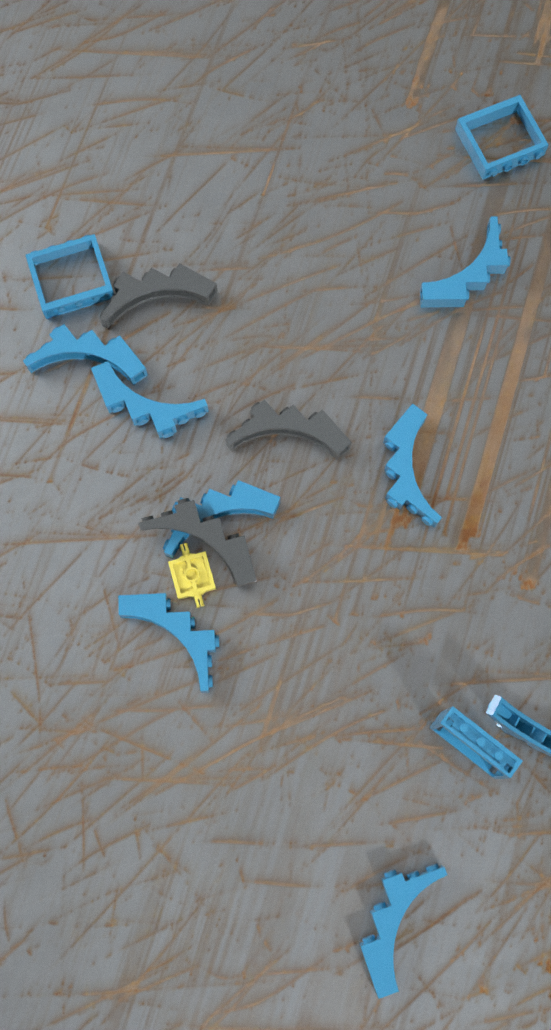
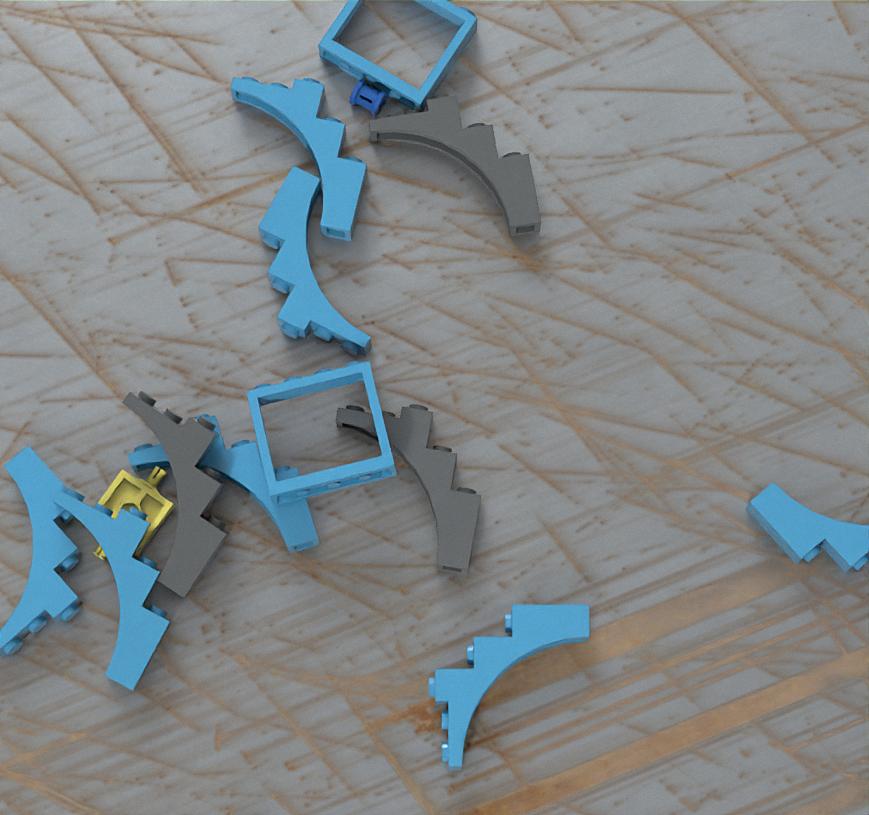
camera: 50 degrees right, 0 degrees up
(92, 311) = (368, 97): none -> blue bush
(203, 587) = (120, 538): none -> dark azure arch
(259, 467) = (330, 479): none -> dark azure window

